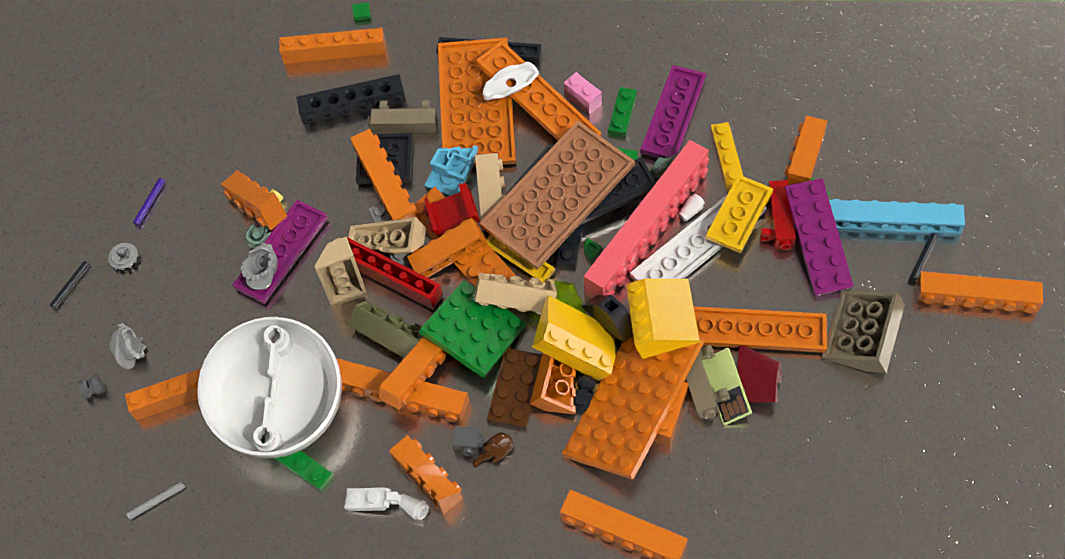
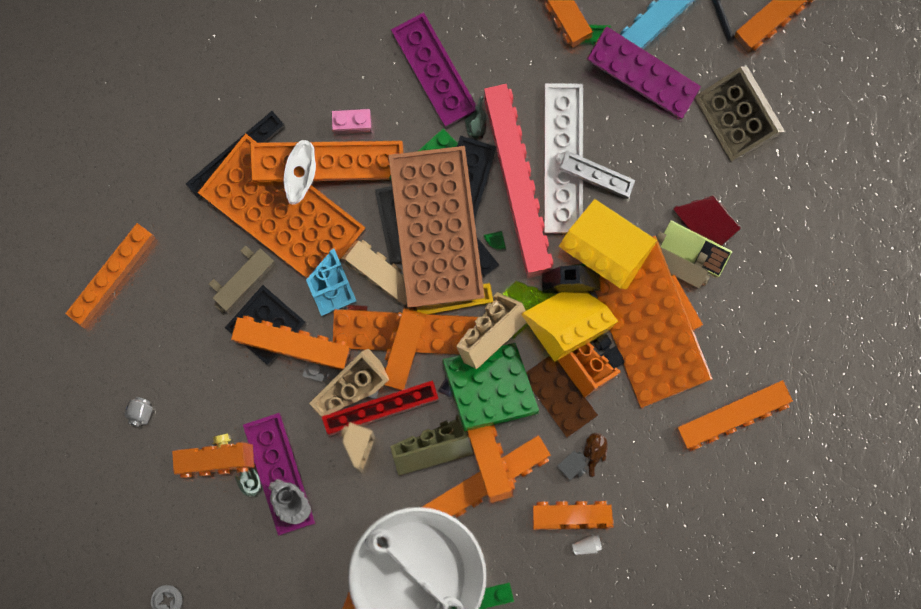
camera: 55 degrees left, 20 degrees up
(148, 202) = (128, 542): dark purple bar -> none
(249, 132) = (138, 411): none -> light grey head
(350, 98) = (180, 293): black brick -> none
(361, 11) = (91, 222): green tile -> none
(370, 499) = (556, 571): white hinge -> none
(451, 210) = (374, 318): red panel -> none
(622, 112) = (394, 105): green plate -> none
(691, 207) = (530, 136): white cone -> none
(709, 270) = (597, 174): none -> plate
(726, 153) = (508, 66): yellow plate -> none
(739, 213) = (573, 110): yellow plate -> none
(762, 329) = (674, 181): orange plate -> none
(781, 218) = (597, 79): red brick -> none

